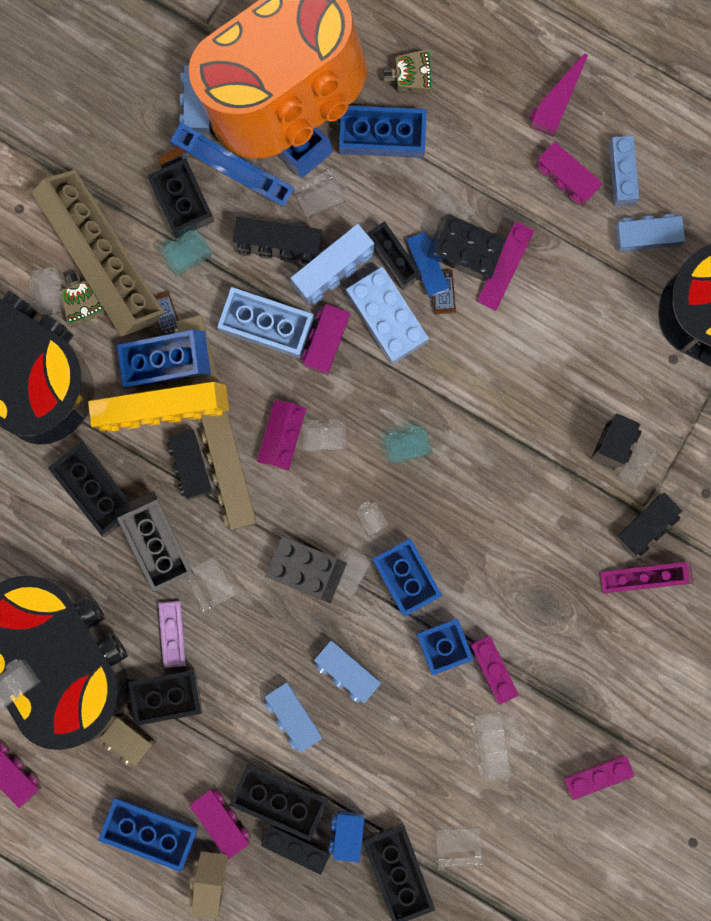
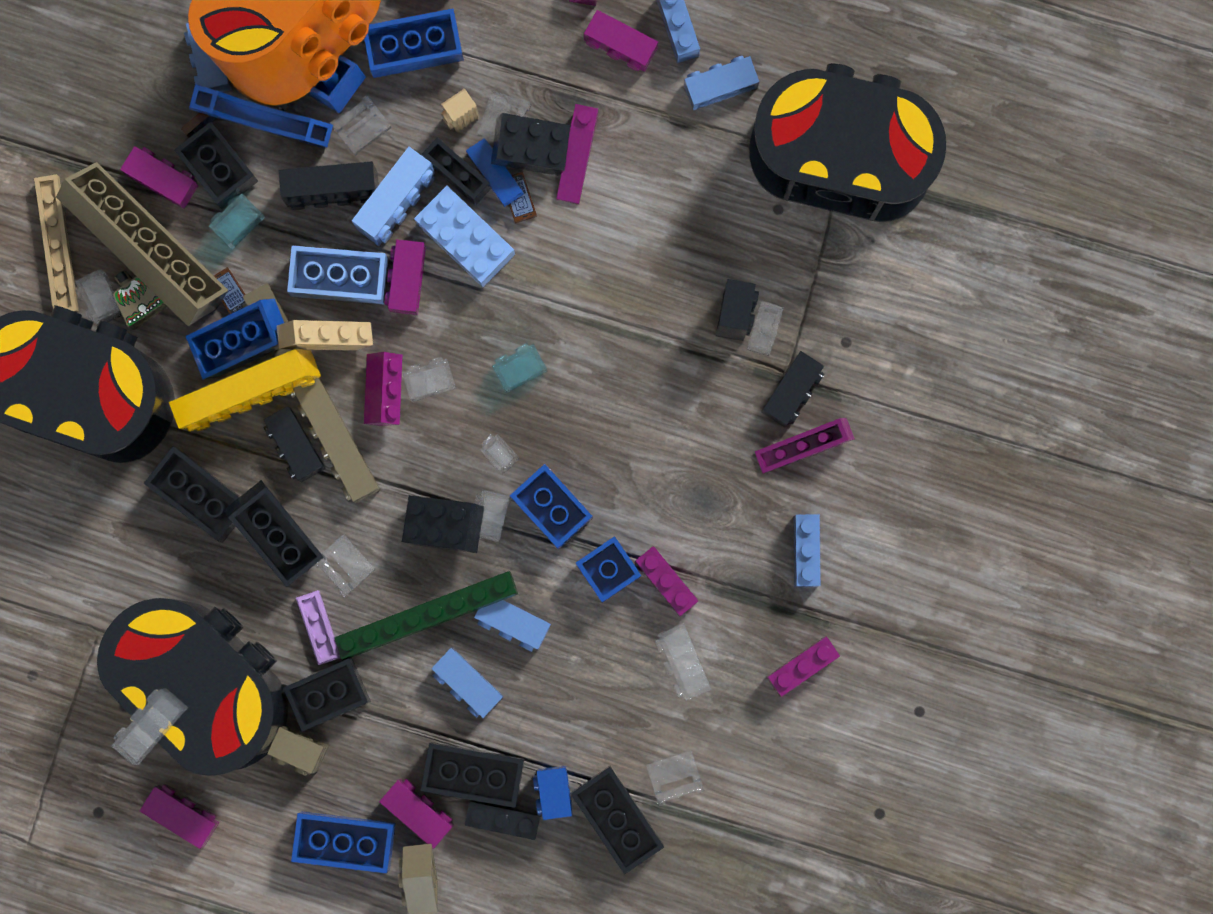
camera: 10 degrees left, 0 degrees up
(21, 233) = (56, 243): none -> tan plate
(128, 196) = (160, 176): none -> magenta brick
(241, 375) = (324, 335): none -> tan brick
(271, 648) = (426, 615): none -> dark green plate
(409, 202) = (459, 111): none -> tan brick
(626, 673) = (807, 550): none -> medium blue brick

